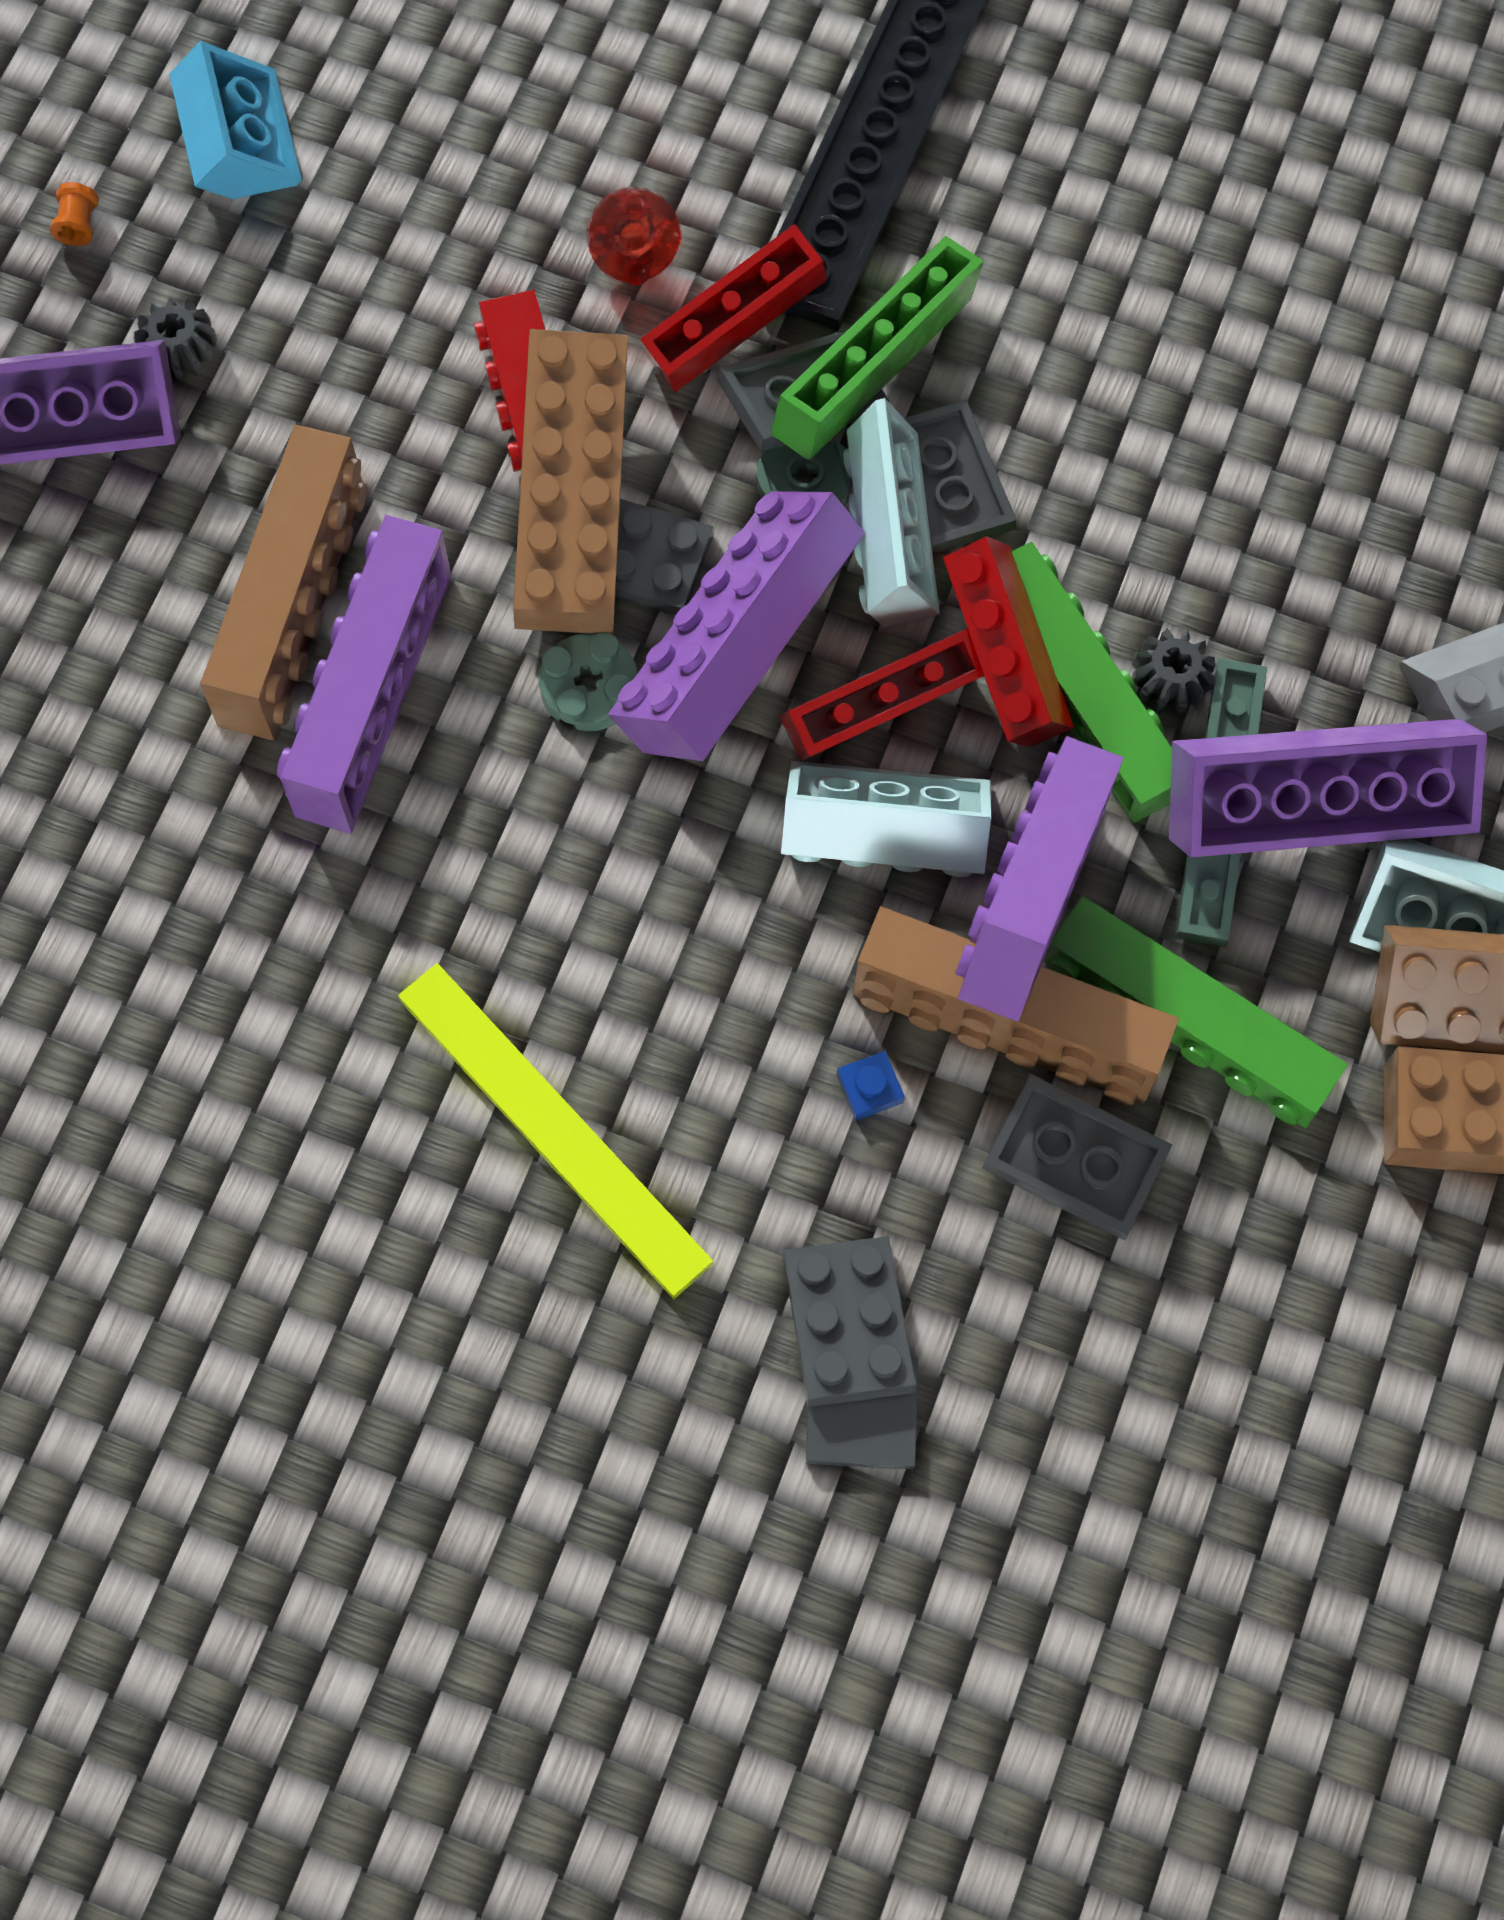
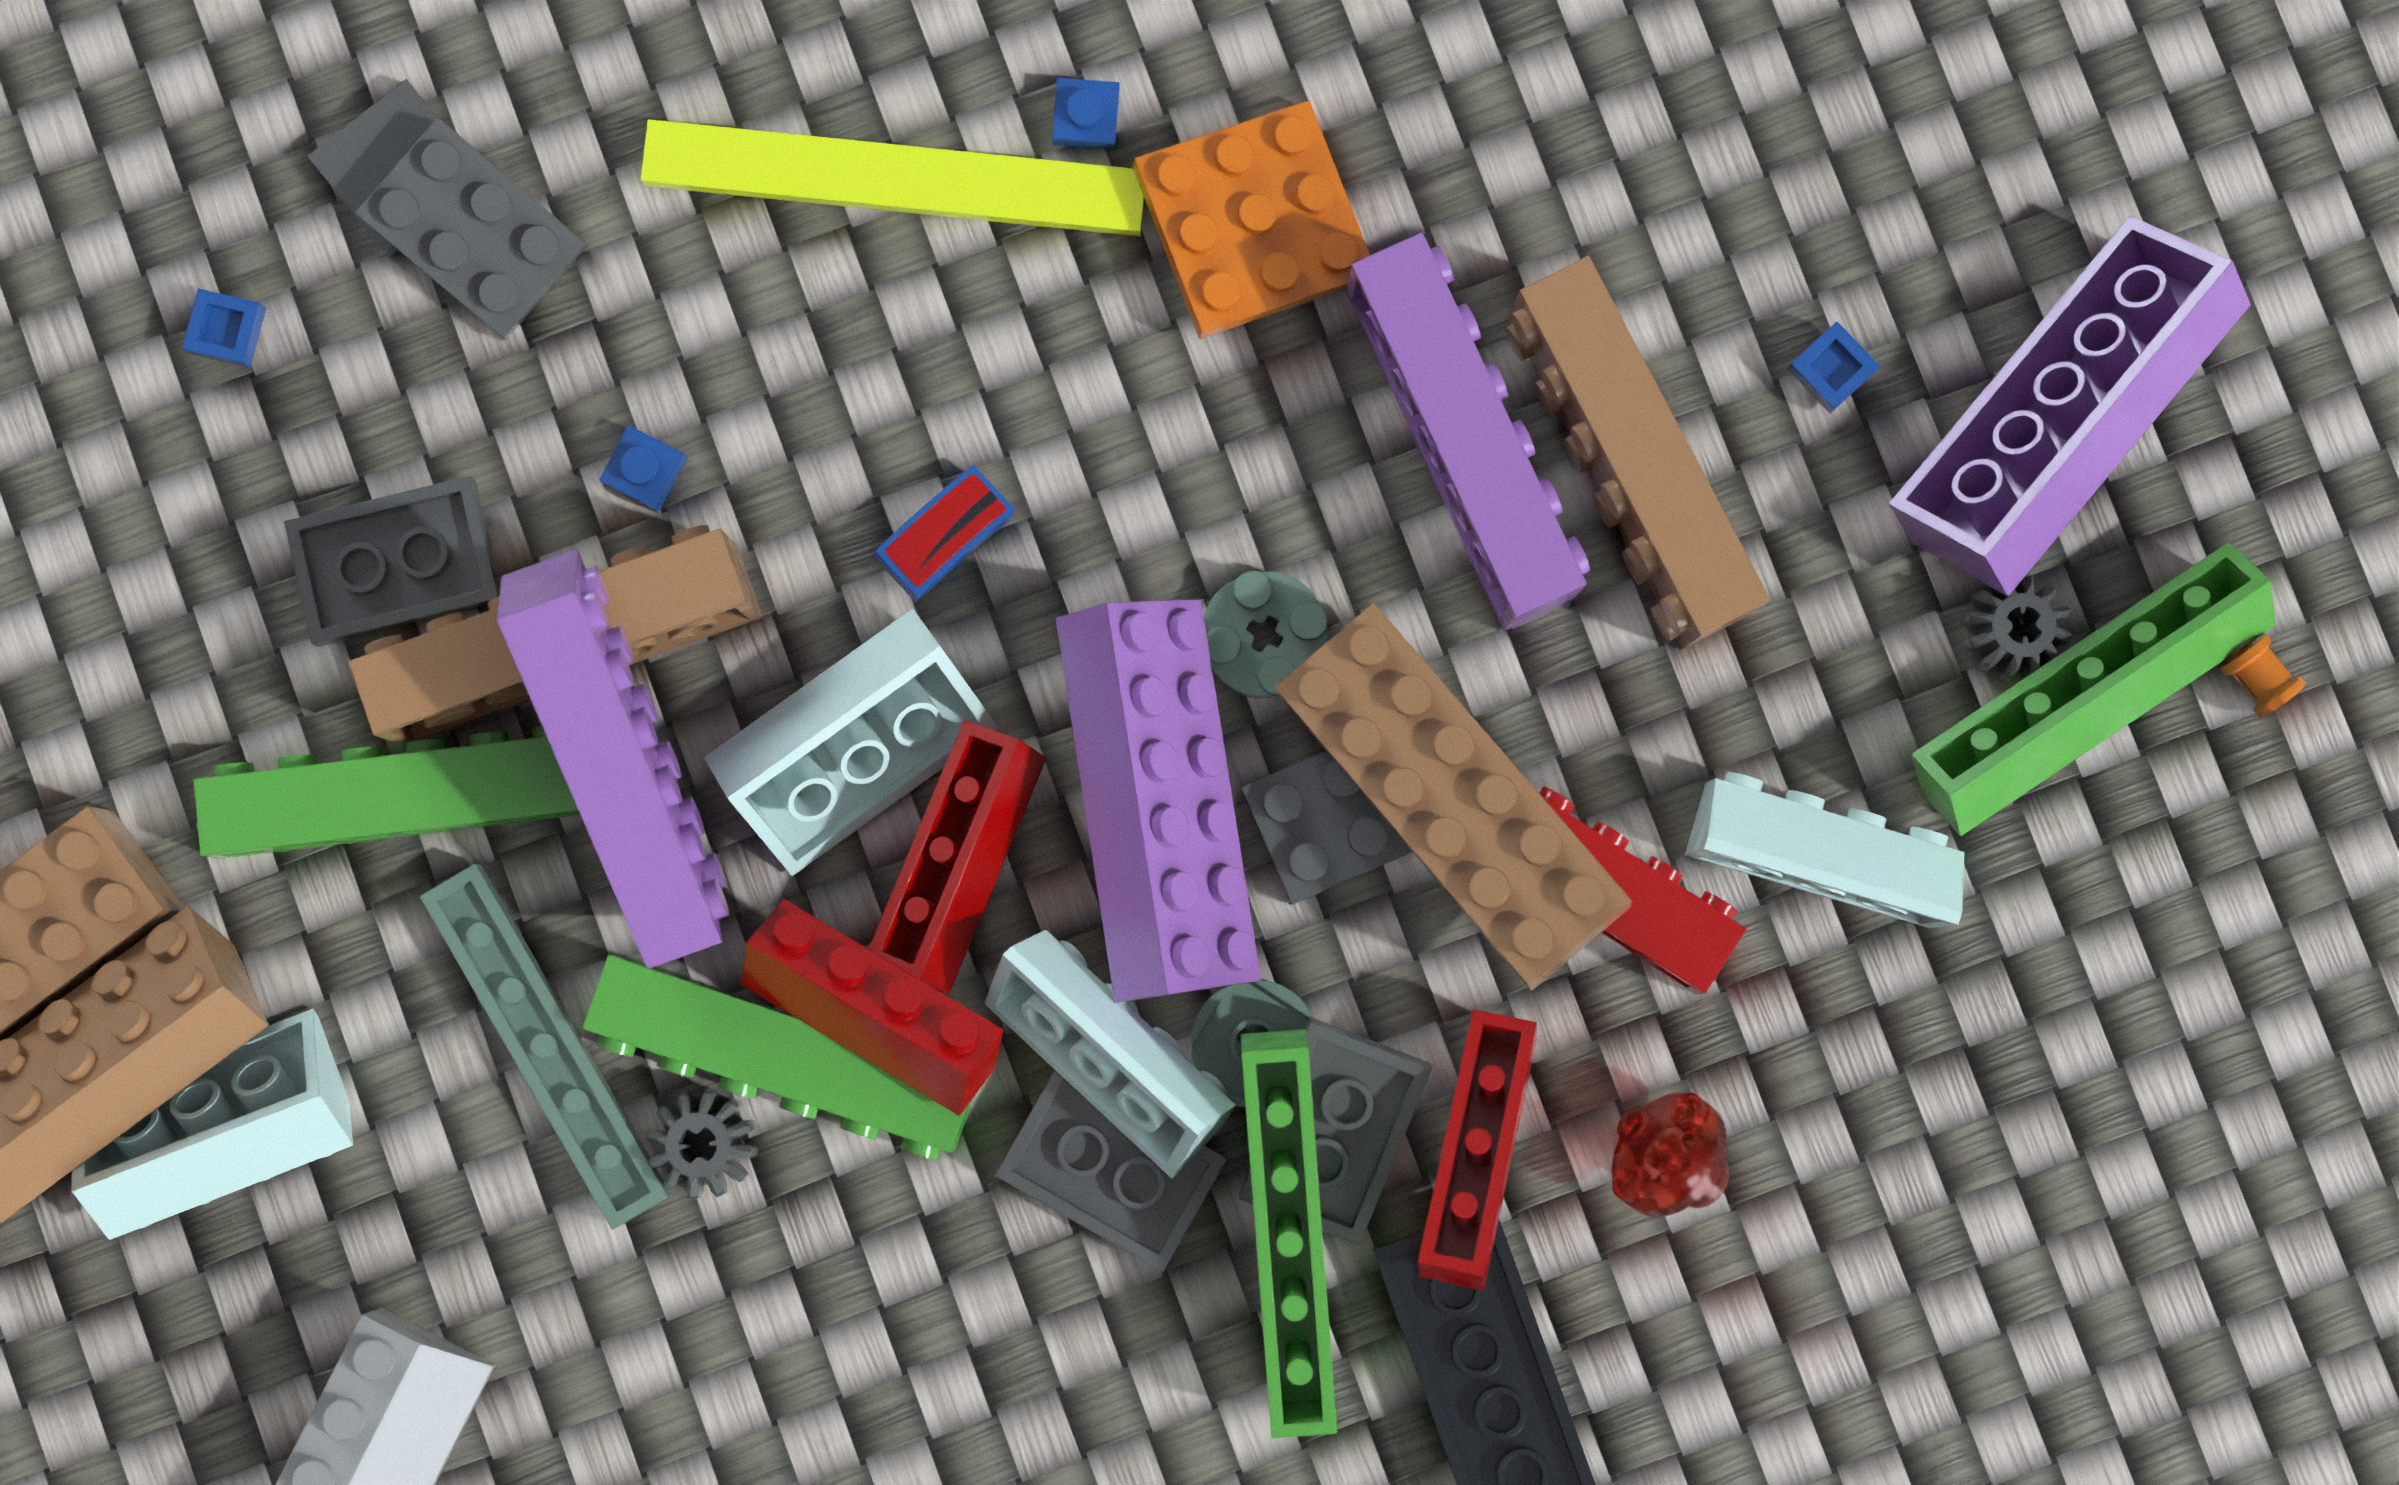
camera: 140 degrees right, 15 degrees up
(125, 550) = (1833, 367): none -> blue plate
(168, 269) = (2095, 688): none -> bright green brick
(233, 123) = (2209, 924): medium azure slope -> none
(363, 911) = (1252, 218): none -> orange plate
(396, 306) = (1828, 853): none -> light aqua slope
(400, 1065) = (1086, 113): none -> blue plate
(722, 887) = (944, 533): none -> slope
(1064, 1398) = (224, 328): none -> blue plate
(1326, 787) = (429, 1119): medium lavender brick -> none

